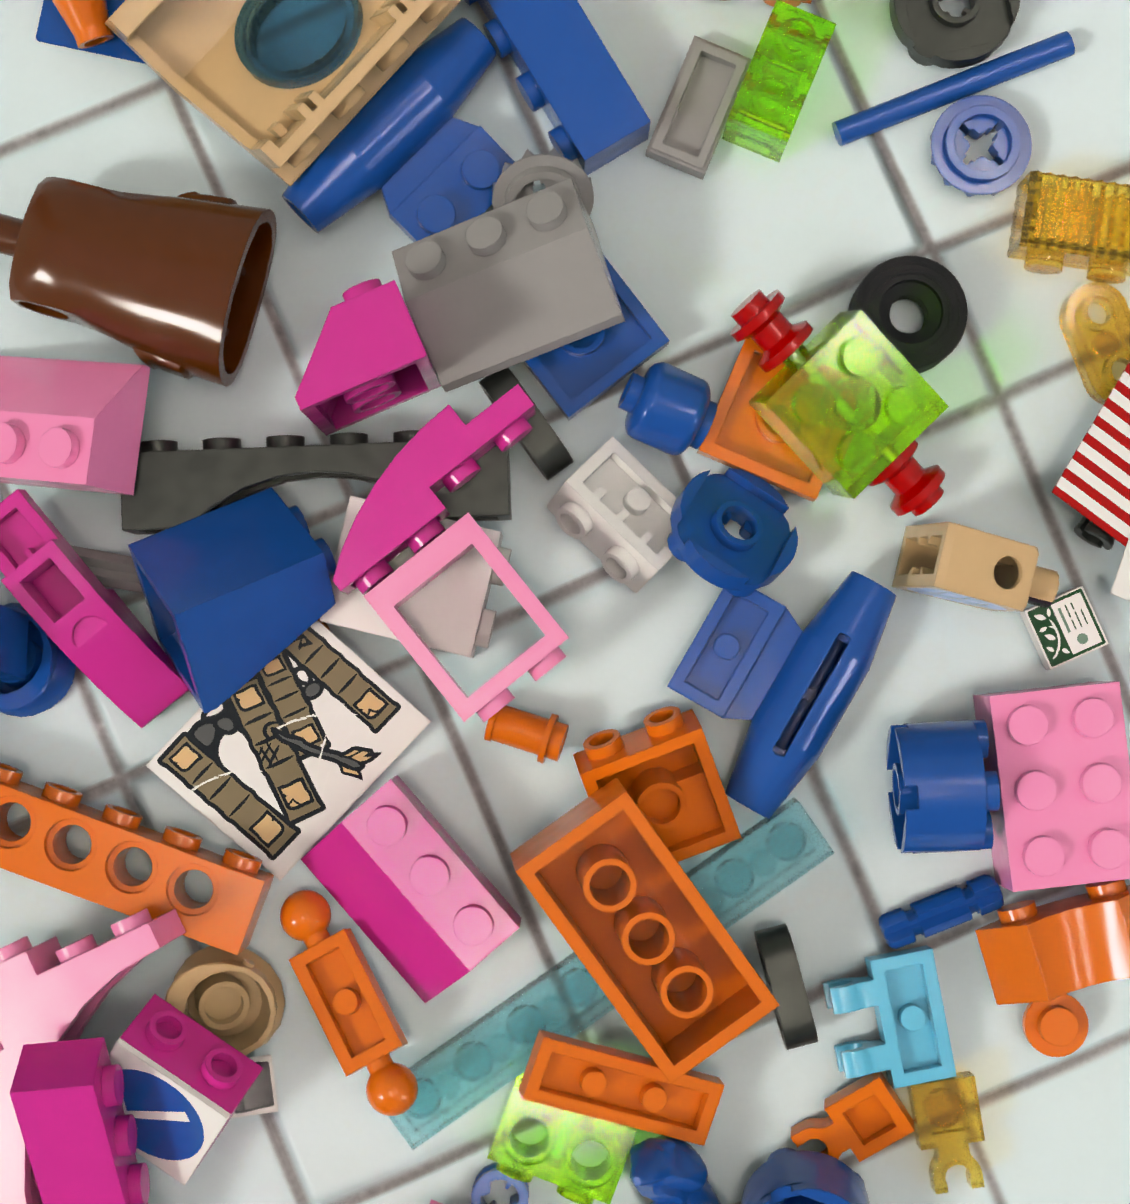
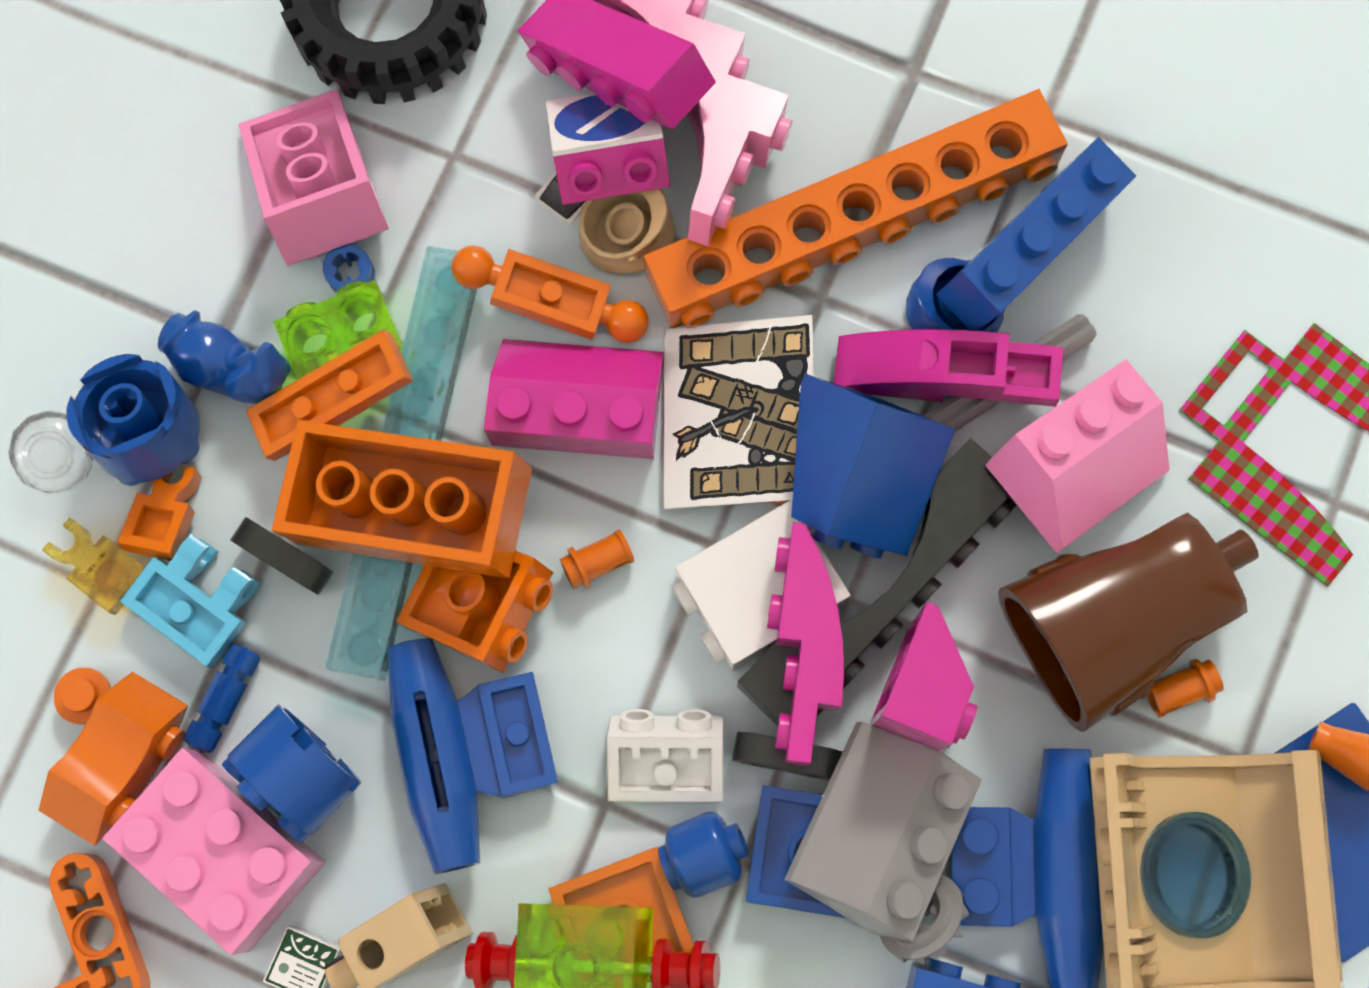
camera: 140 degrees right, 10 degrees down
(154, 173) = (1185, 687): none -> orange pin
(423, 569) = (635, 555): bright pink window -> none
(714, 553) = (583, 783): blue plate -> none

